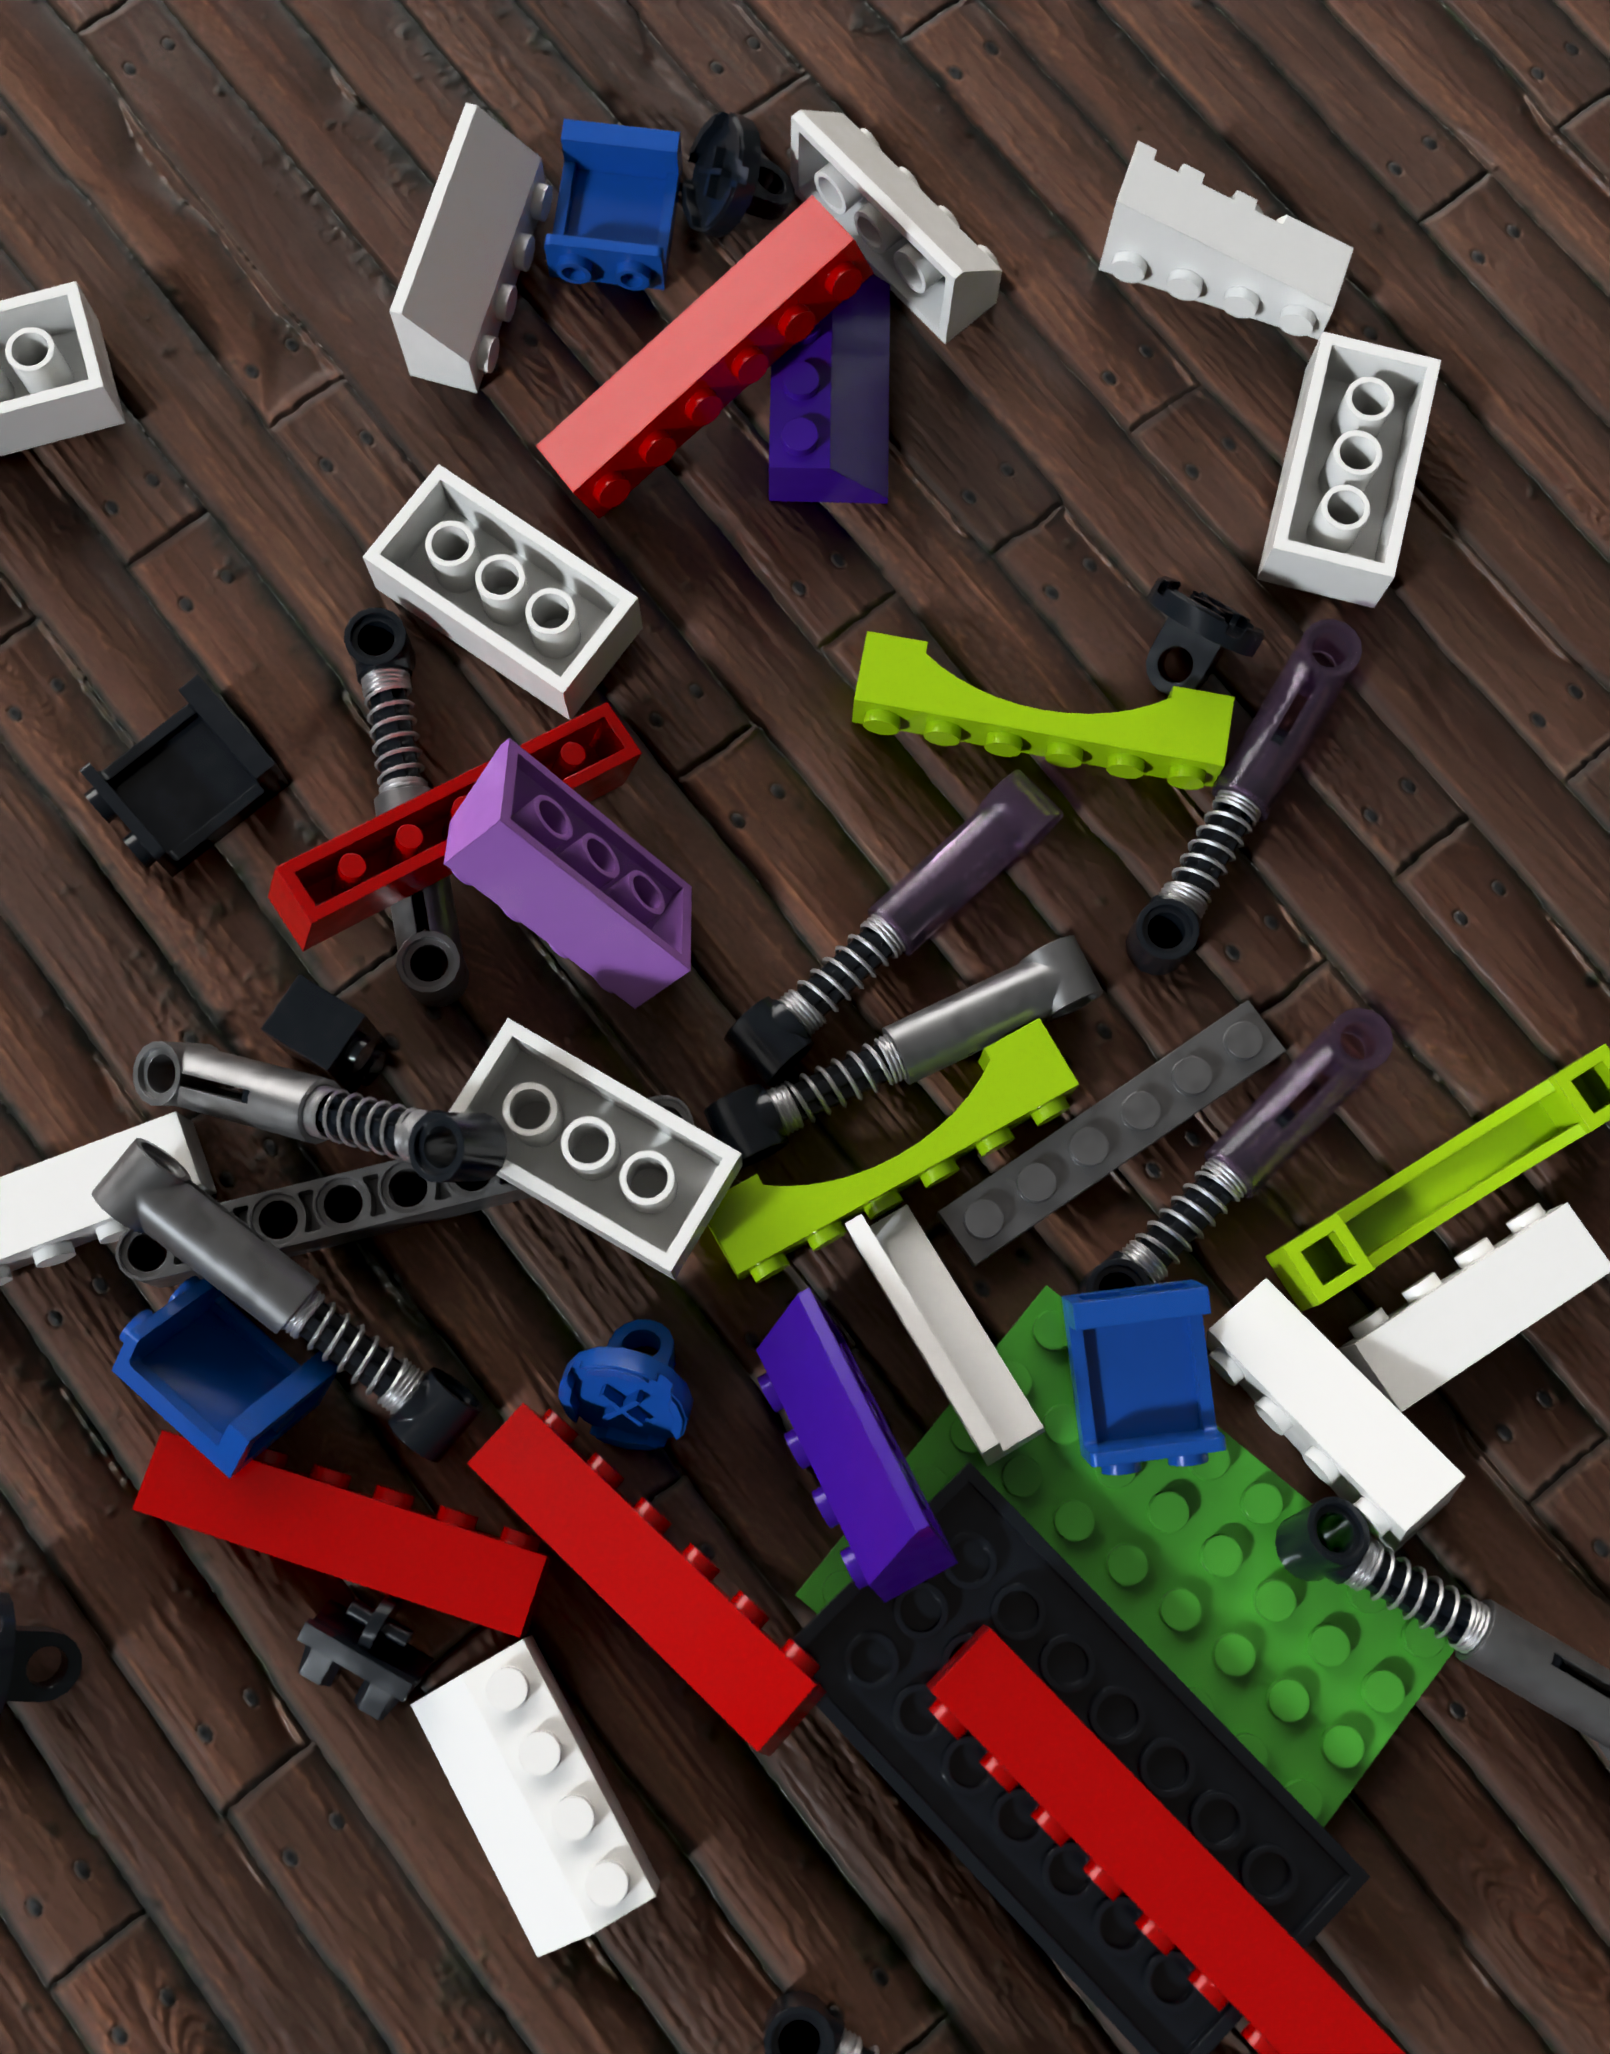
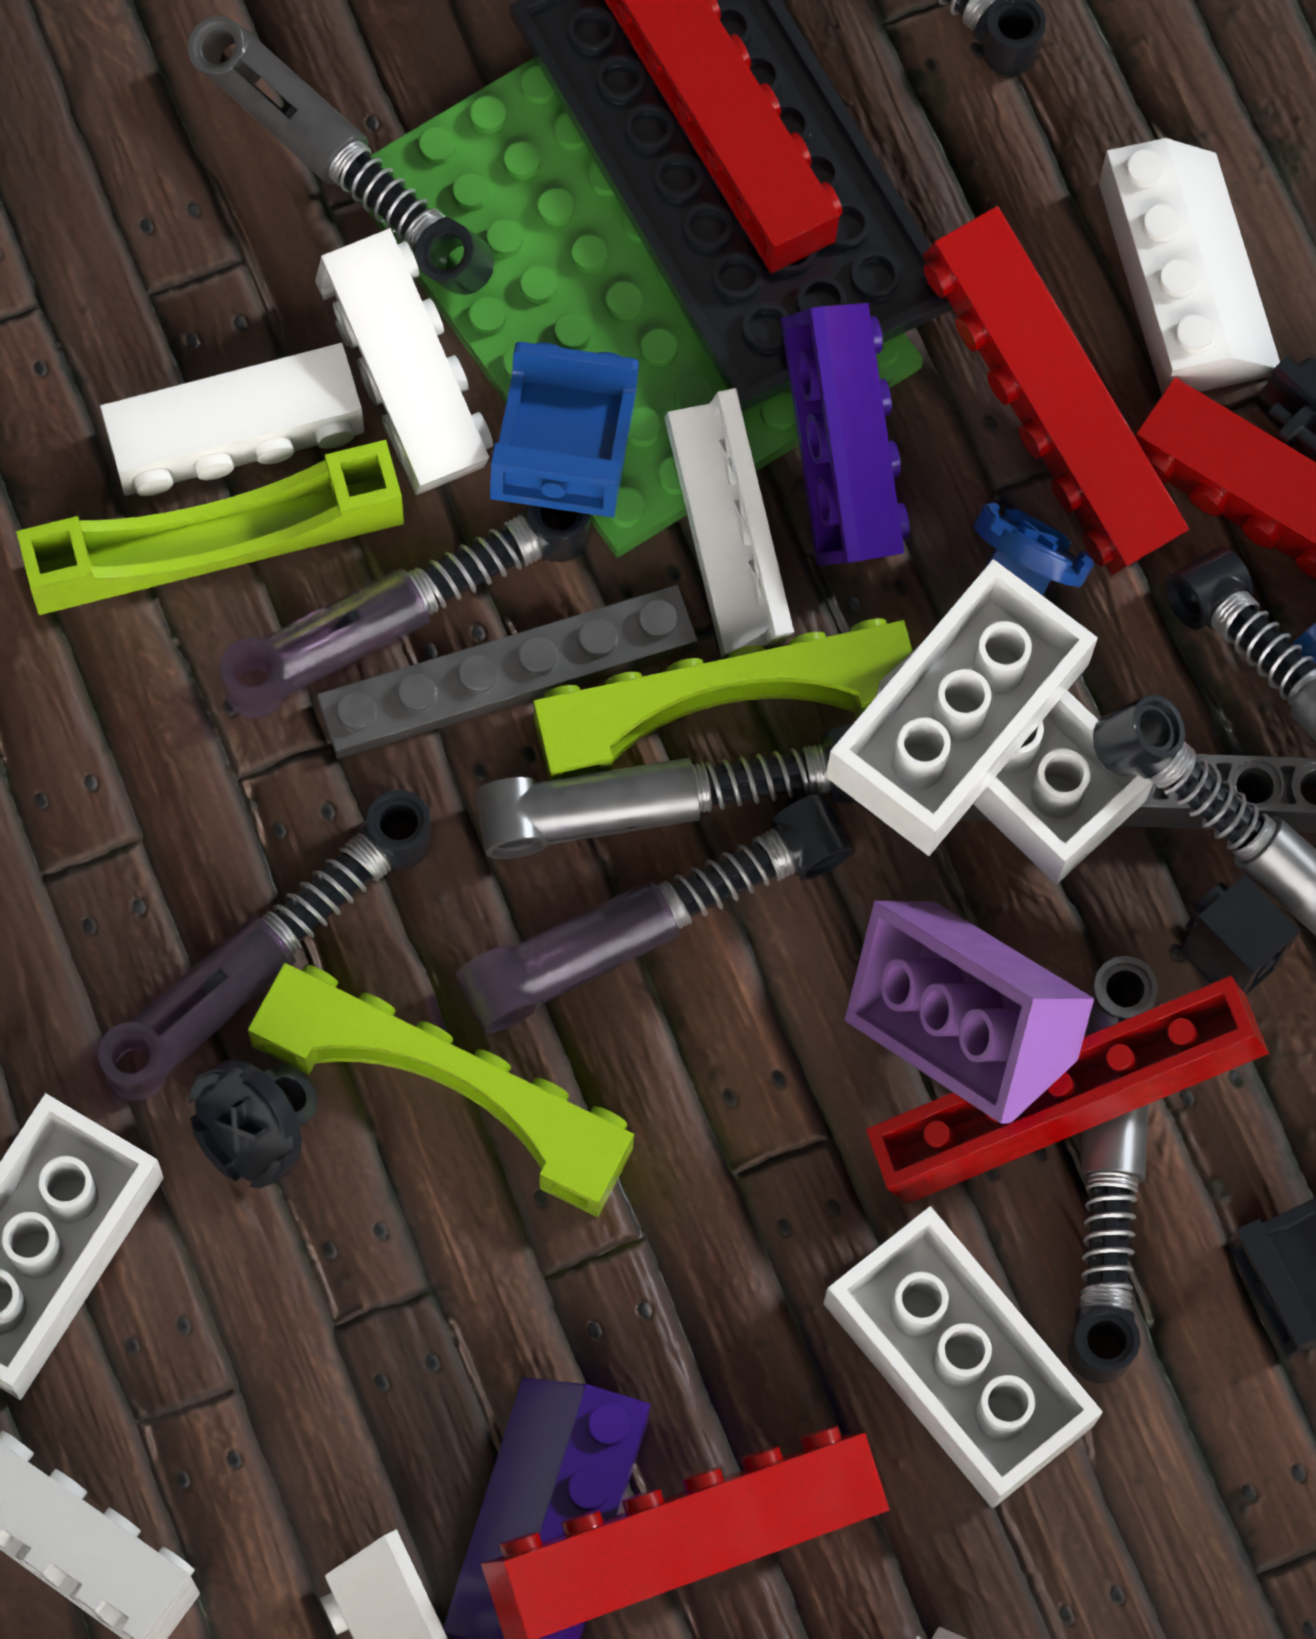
camera: 165 degrees left, 5 degrees down
(647, 1118) = (960, 707): none -> white brick

